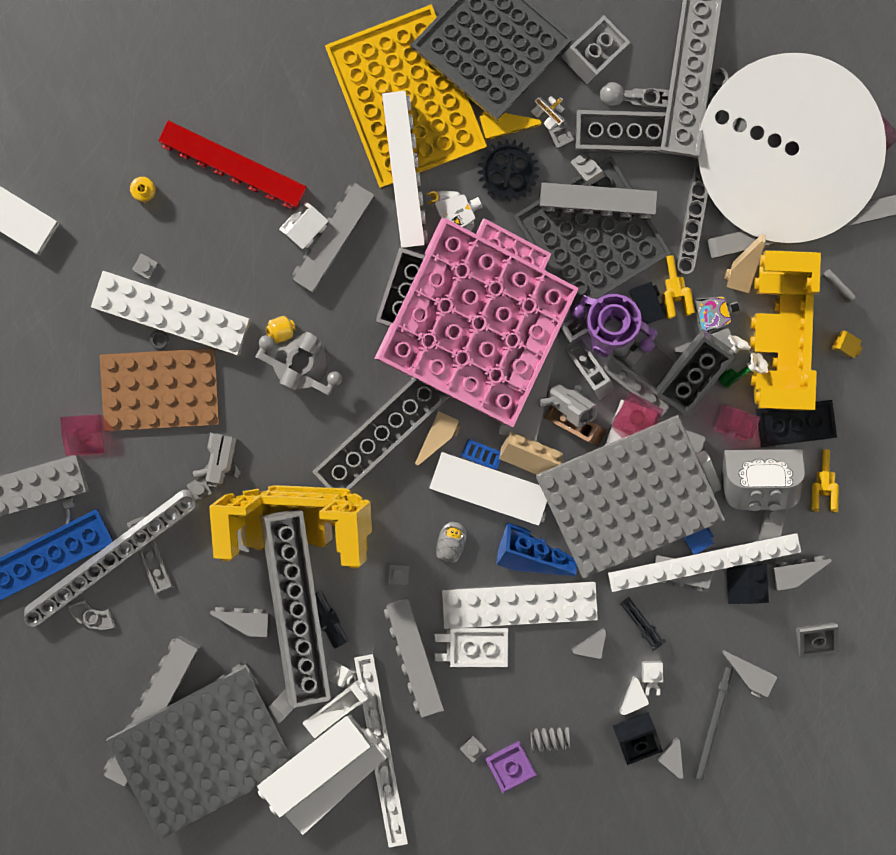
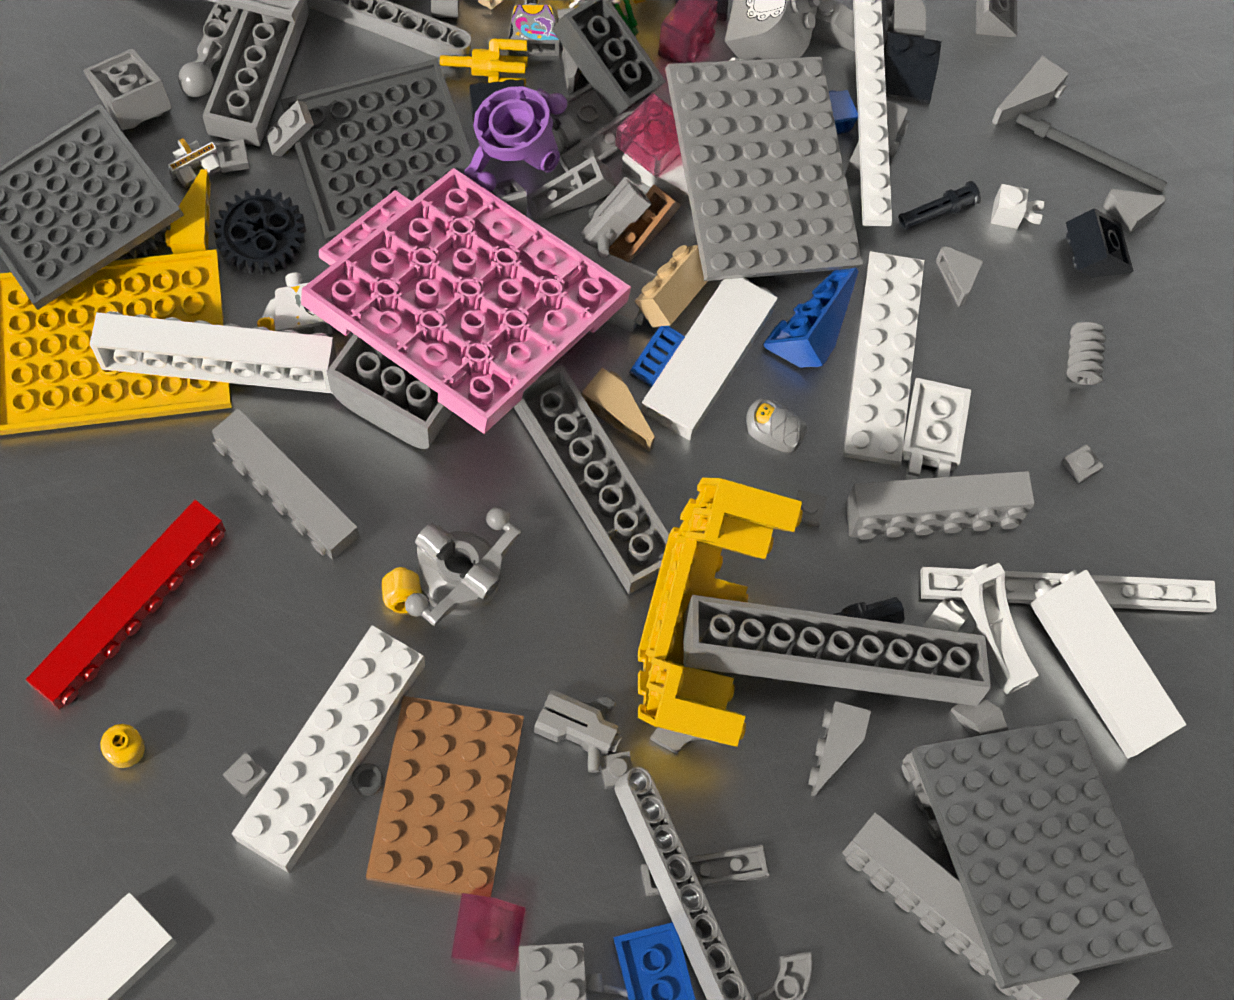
camera: 85 degrees left, 20 degrees down
(304, 225) = (252, 516): white slope -> none
(314, 766) = (1086, 677): white brick -> none
(510, 766) = (1115, 419): medium lavender tile -> none
(598, 199) = (336, 123): light grey brick -> none
(634, 698) = (1041, 237): white slope -> none

